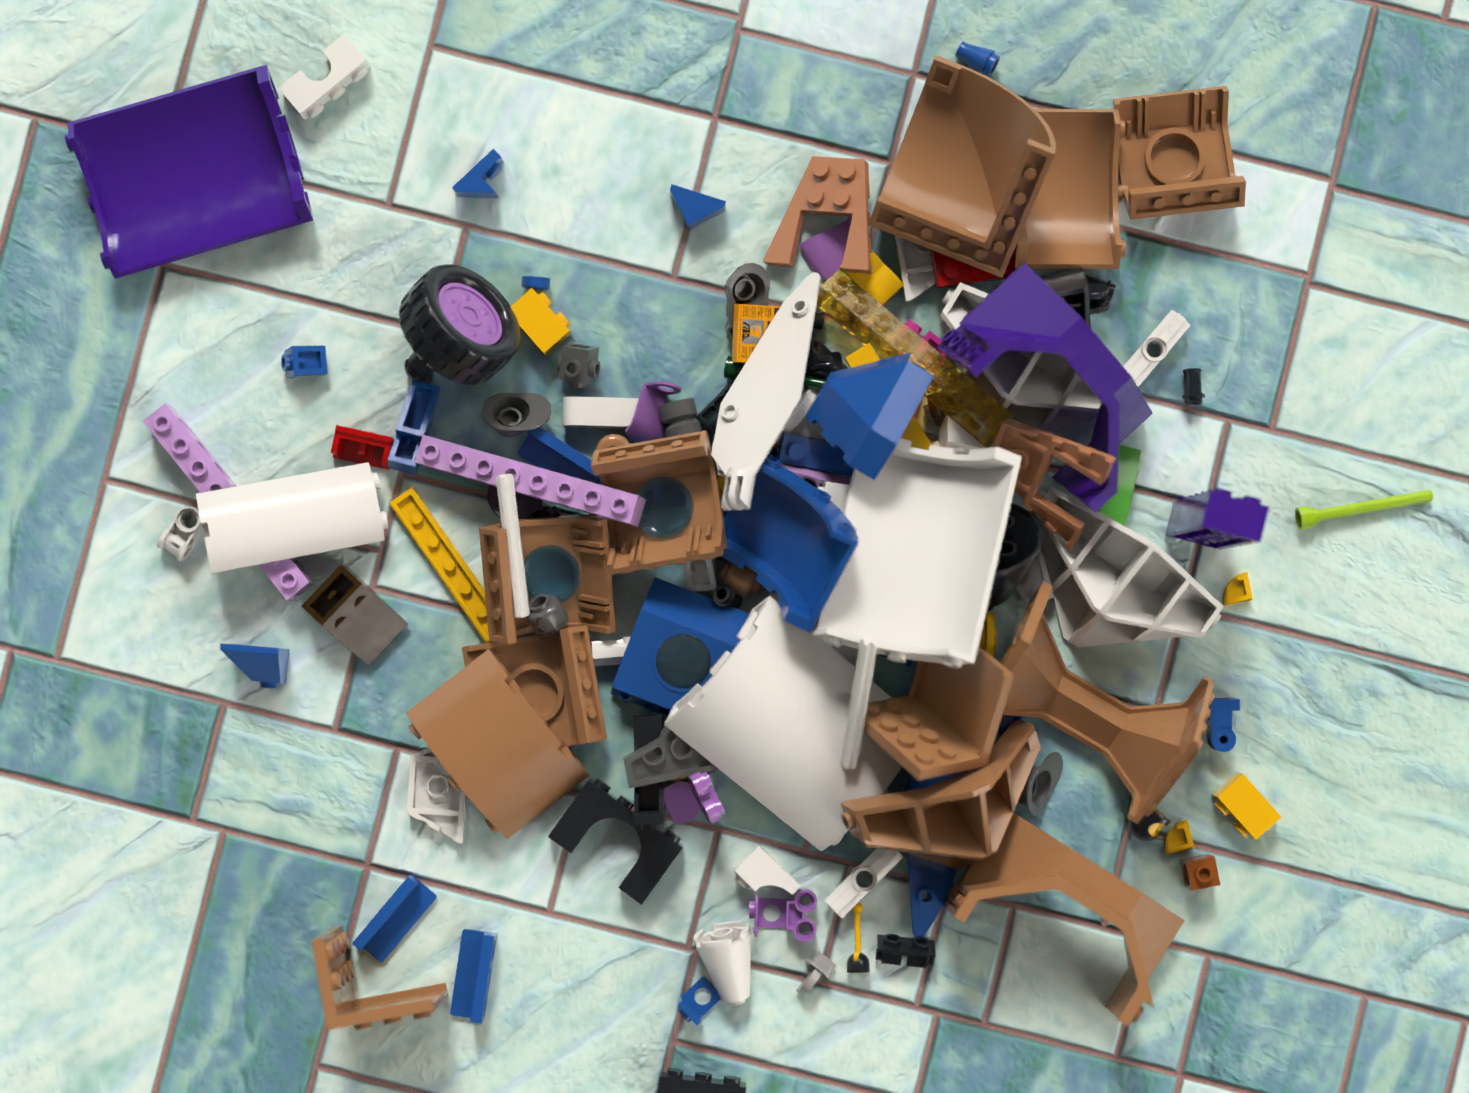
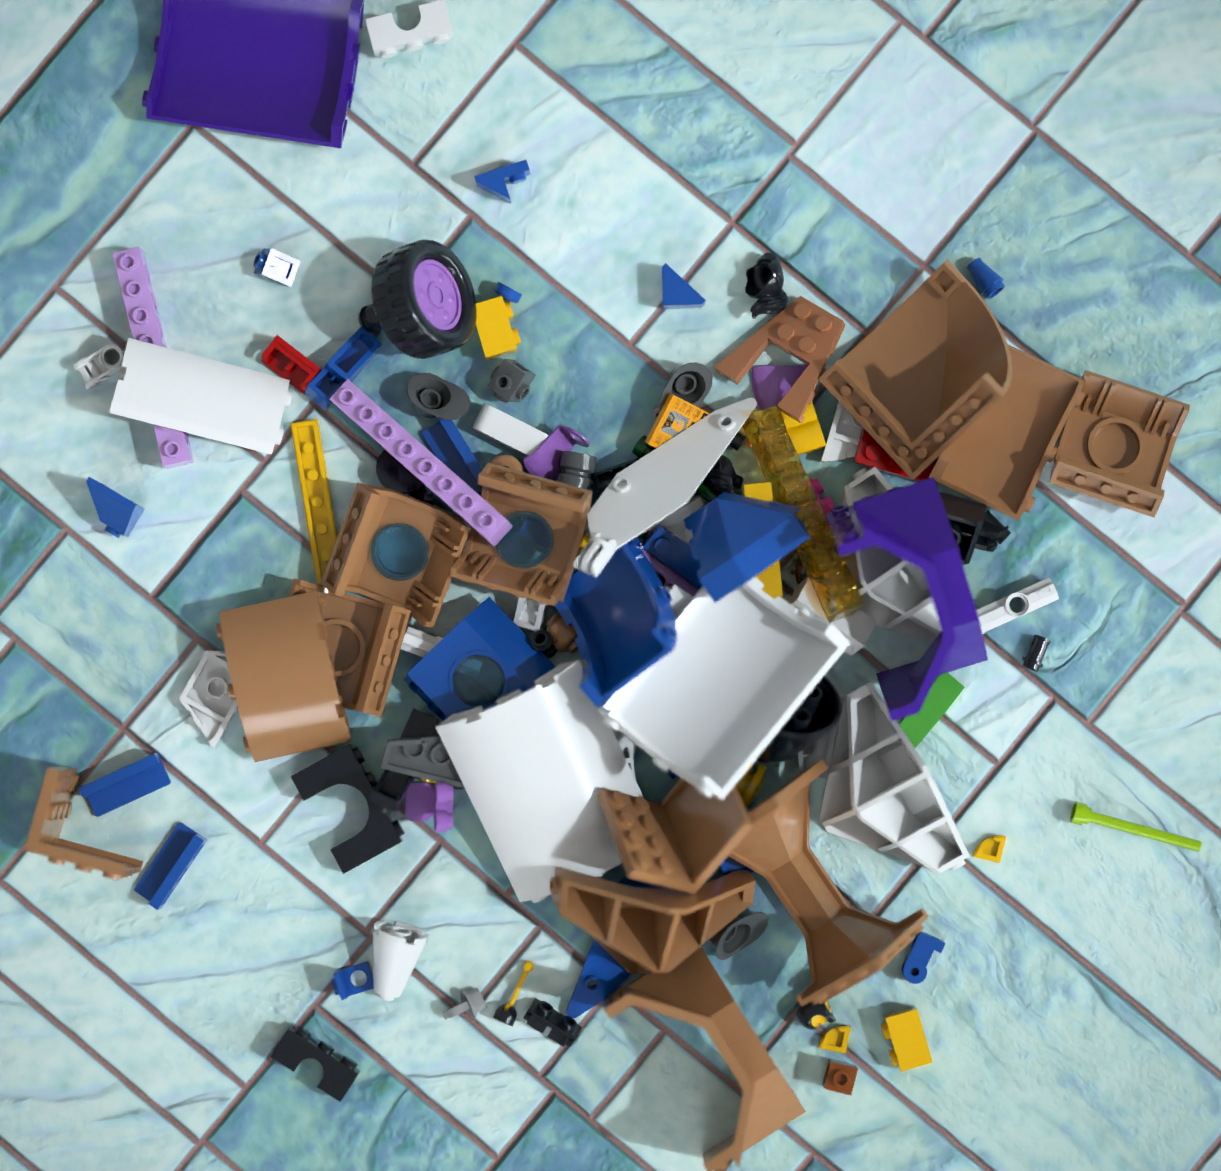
camera: 30 degrees right, 0 degrees up
(354, 614) = (215, 506): slope -> none
(510, 522) = (386, 490): white axle -> none
(547, 615) = (380, 585): dark grey head -> none
(761, 870) = (462, 894): white arch -> none
(775, 160) = (766, 284): none -> black hair
(791, 914) = (468, 945): medium lavender piece -> none
(850, 892) = (528, 950): white piece -> none
(858, 703) = (610, 788): white axle -> none
(1037, 452) = (865, 646): nougat wing -> none
(1218, 519) = (995, 777): dark purple brick -> none

